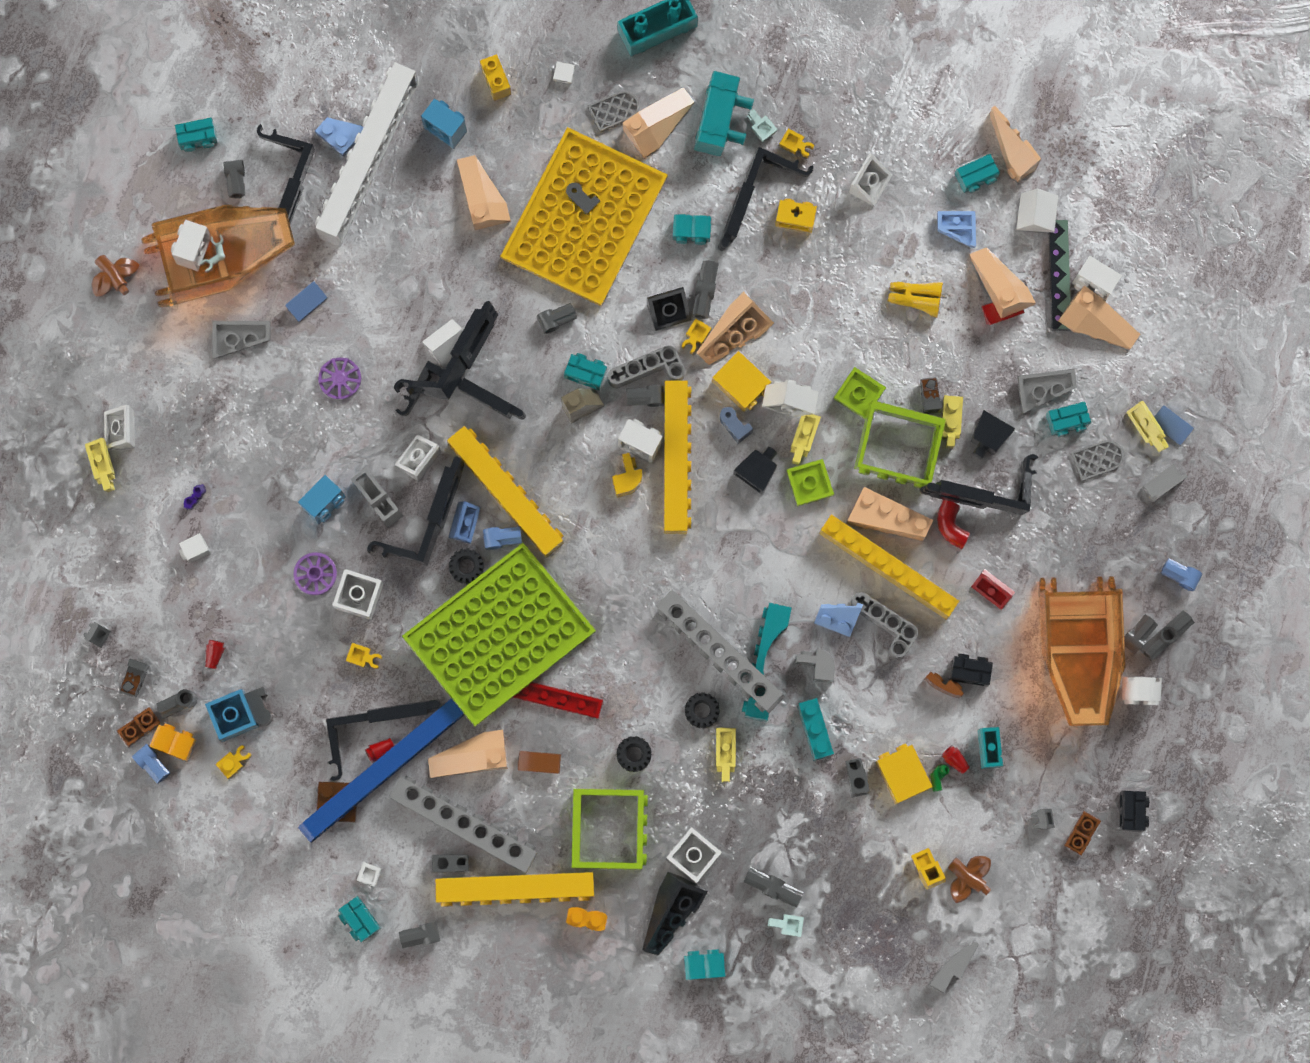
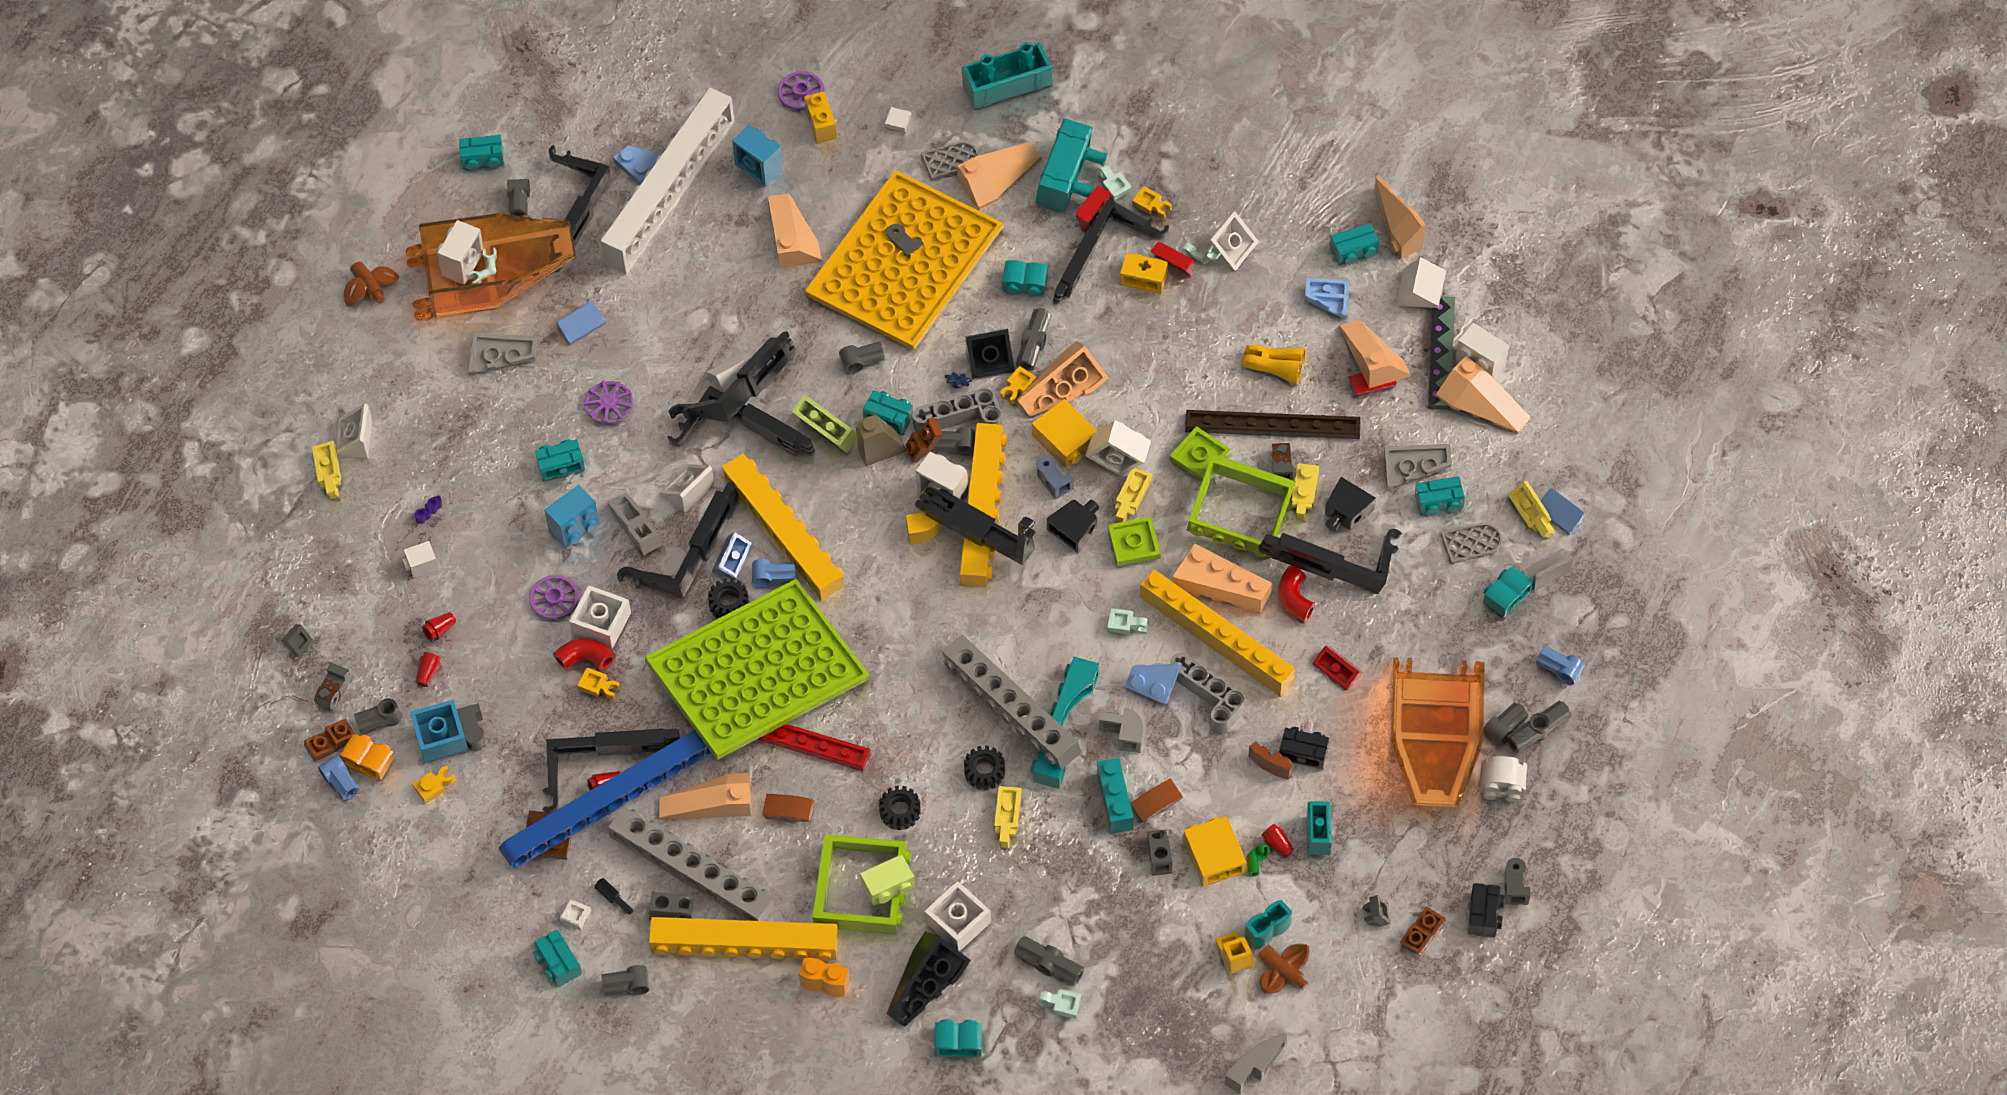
camera: 10 degrees right, 20 degrees down
(218, 611) = (438, 626): none -> red cone
(303, 440) = (559, 459): none -> teal brick
(348, 625) = (584, 649): none -> red cylinder
(399, 855) = (612, 894): none -> black axle
(473, 48) = (799, 90): none -> medium lavender wheel
(532, 389) = (825, 423): none -> yellowish green brick
(619, 400) = (924, 441): none -> dark orange slope
(632, 832) = (887, 880): none -> yellowish green brick
(643, 334) = (957, 380): none -> dark blue plant
(674, 484) = (978, 525): none -> black hinge
(745, 153) = (1092, 207): none -> red slope
(806, 561) = (1123, 621): none -> light aqua plate
(820, 200) = (1173, 257): none -> red slope
(834, 190) = (1190, 251): none -> light aqua arm
(851, 730) = (1156, 800): none -> dark orange slope
(919, 357) = (1273, 424): none -> dark brown tile
(951, 845) = (1265, 925): none -> teal brick
(1133, 507) = (1507, 591): none -> teal brick
(1155, 782) = (1514, 888): none -> dark grey leg

